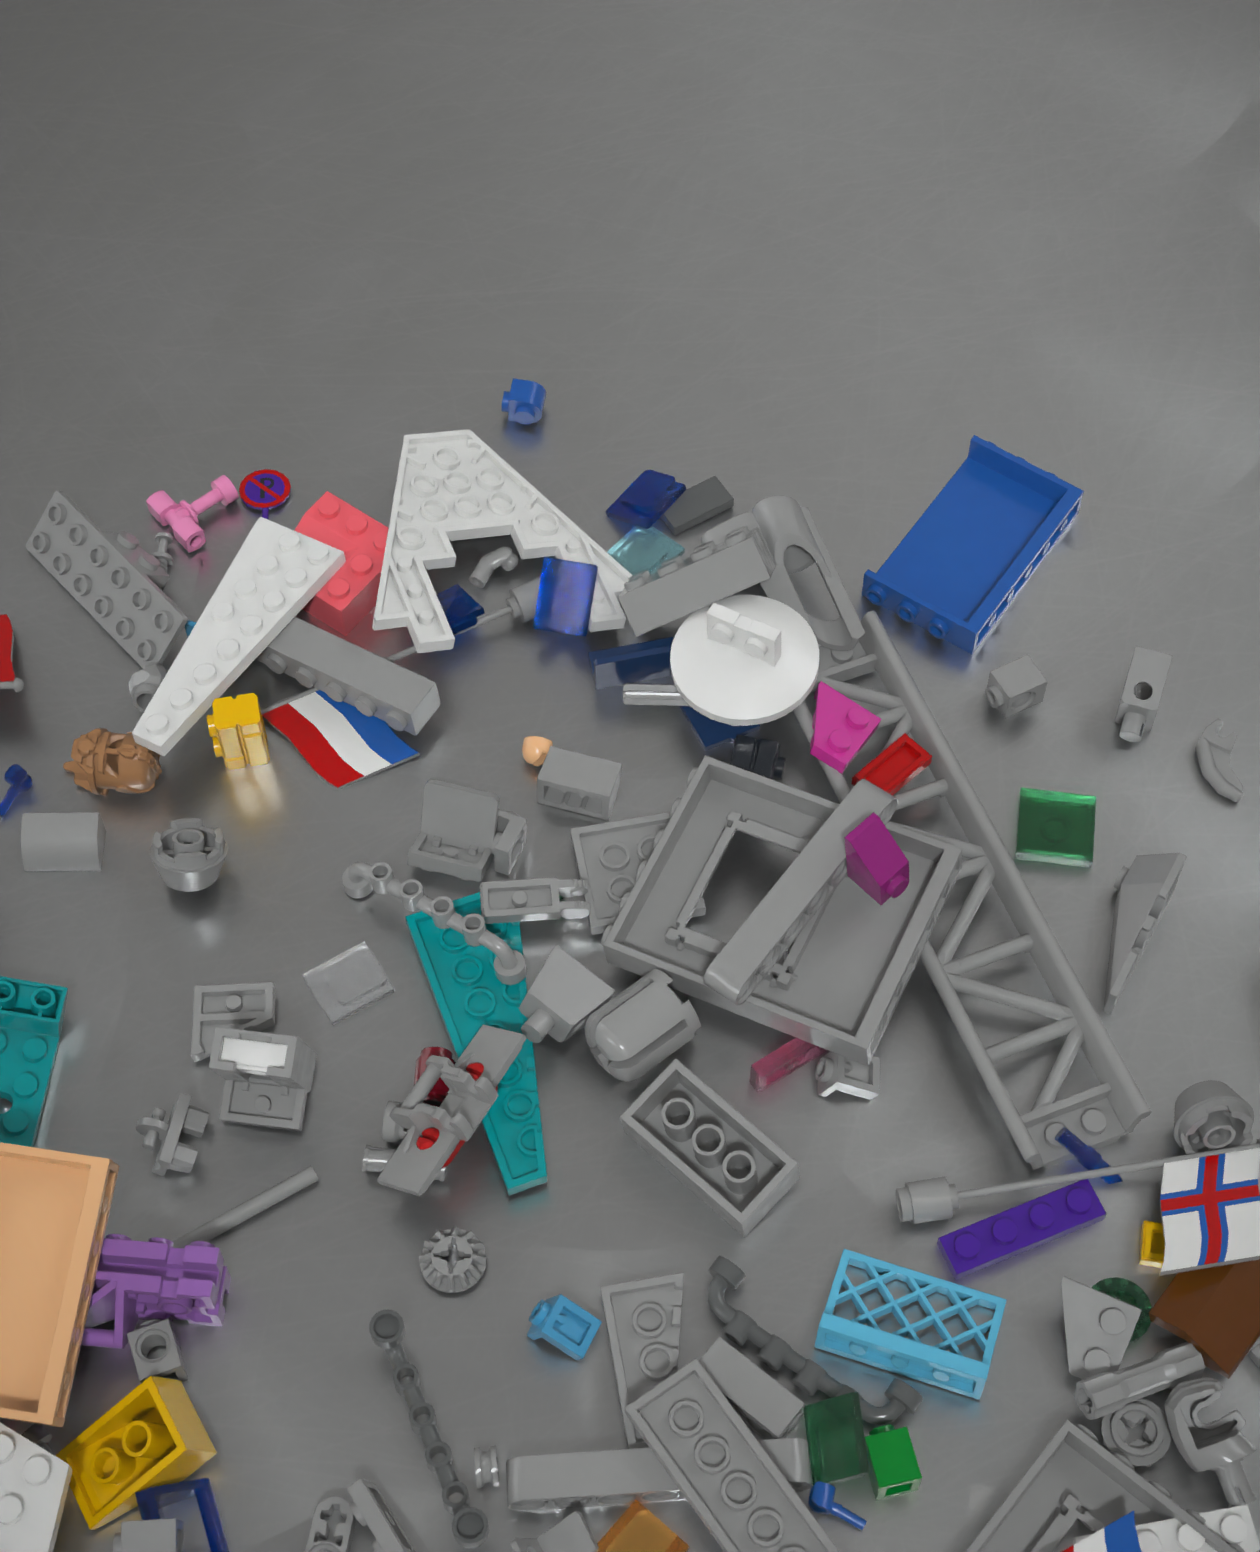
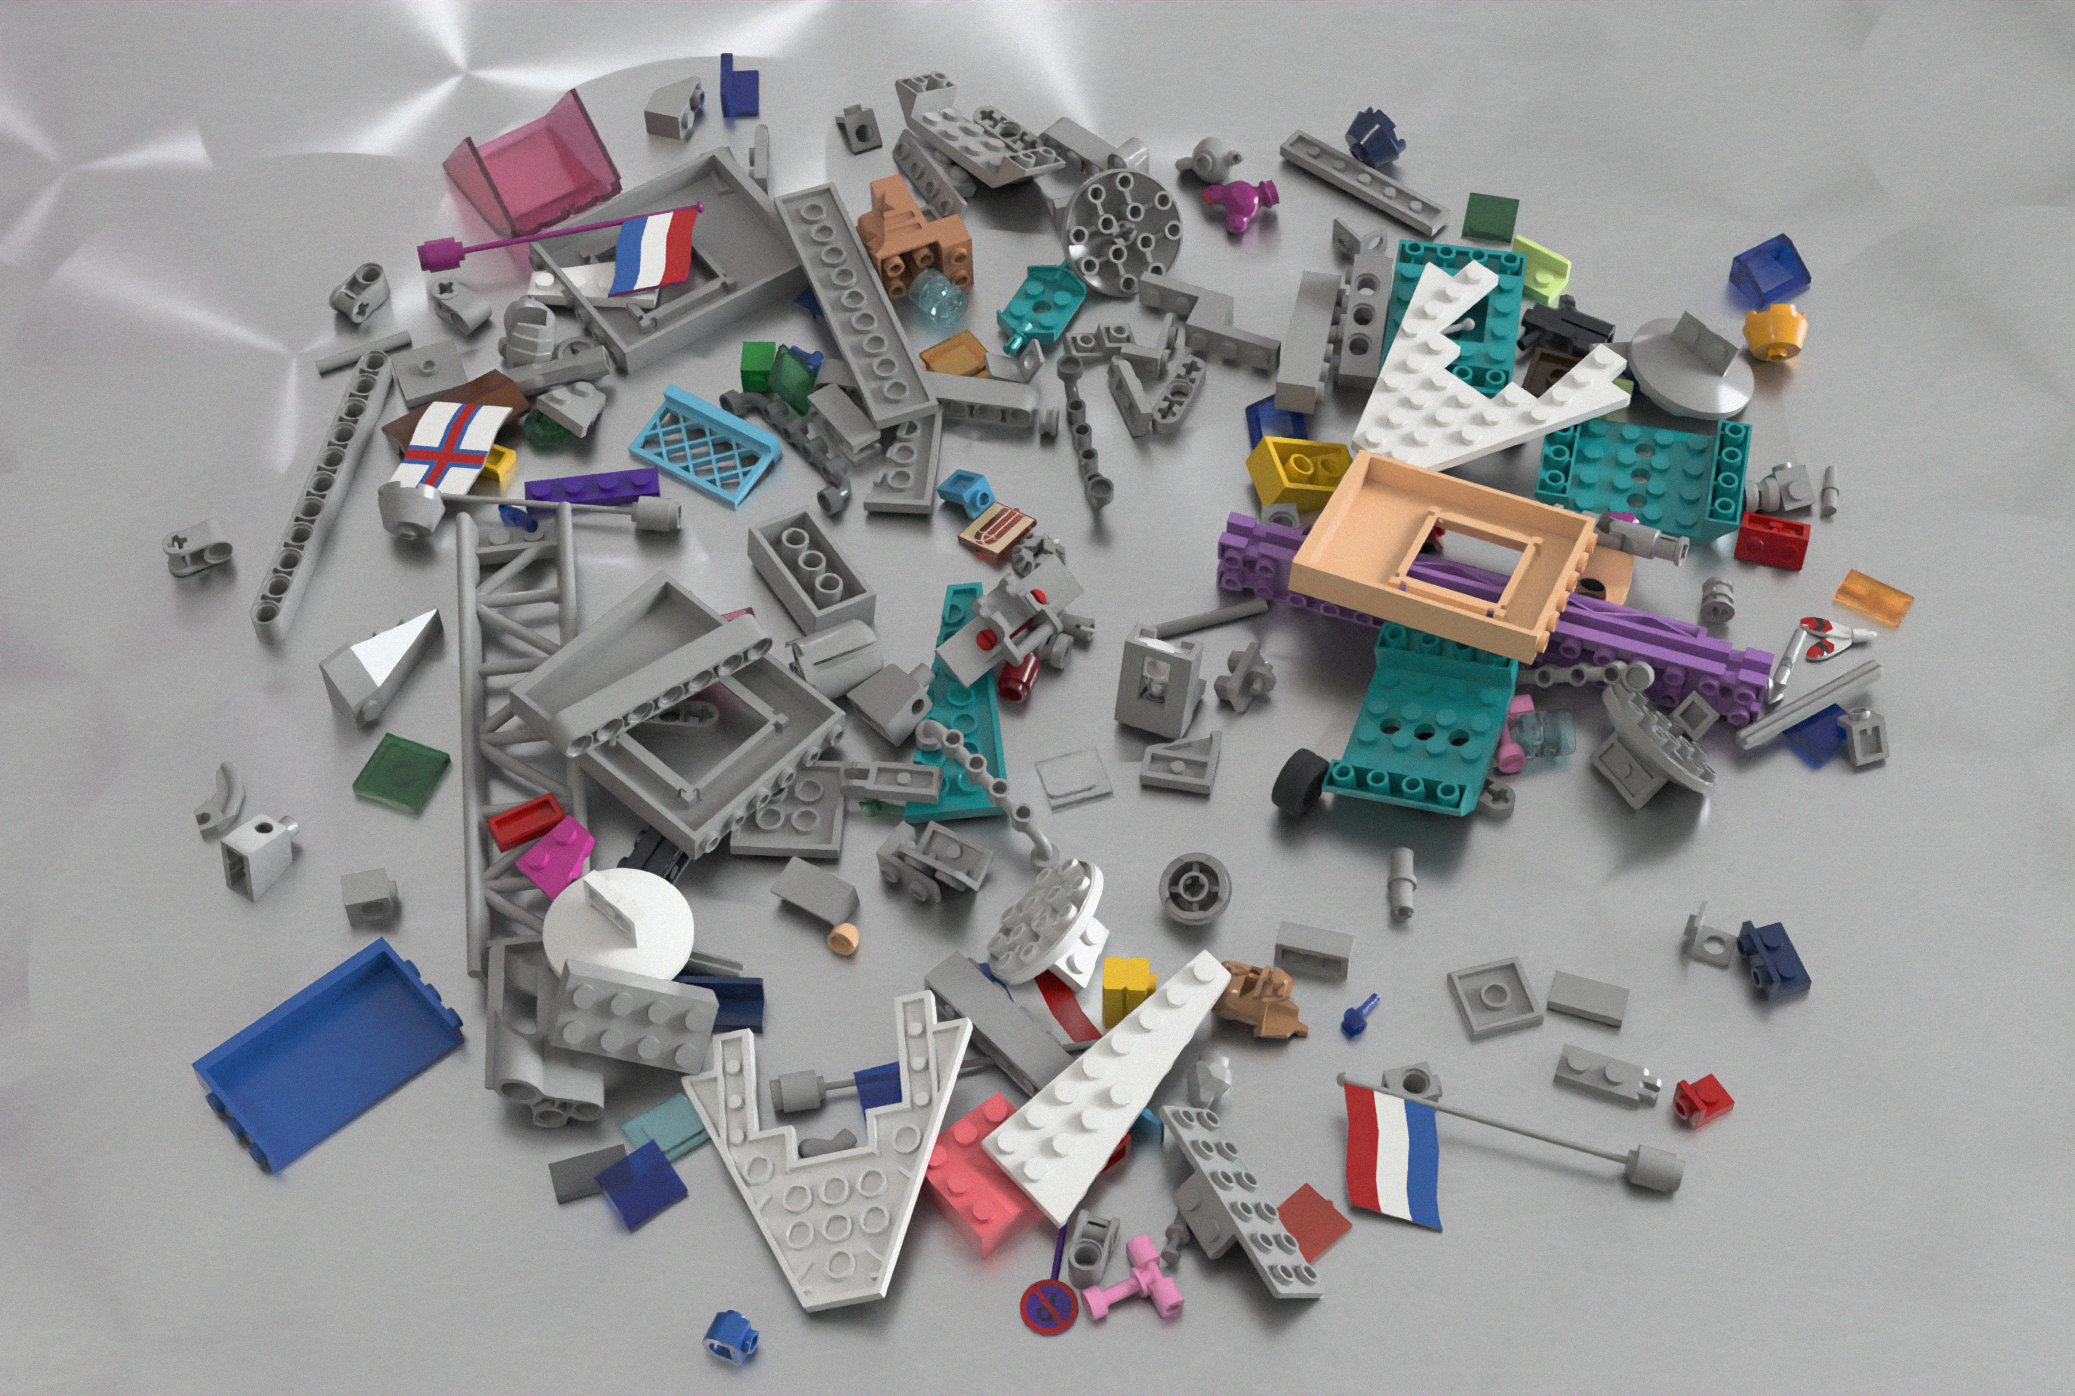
camera: 165 degrees left, 5 degrees down
(44, 602) = (1312, 1221): none -> clear red piece
(92, 1000) = (1300, 782): none -> black tyre
(232, 527) = (1092, 1243): none -> light grey piece
(329, 770) = (1052, 928): none -> white bracket
(511, 1282) = (997, 530): none -> piece
(565, 596) = (759, 1063): clear blue panel -> none
(876, 860) = (589, 673): magenta slope -> none

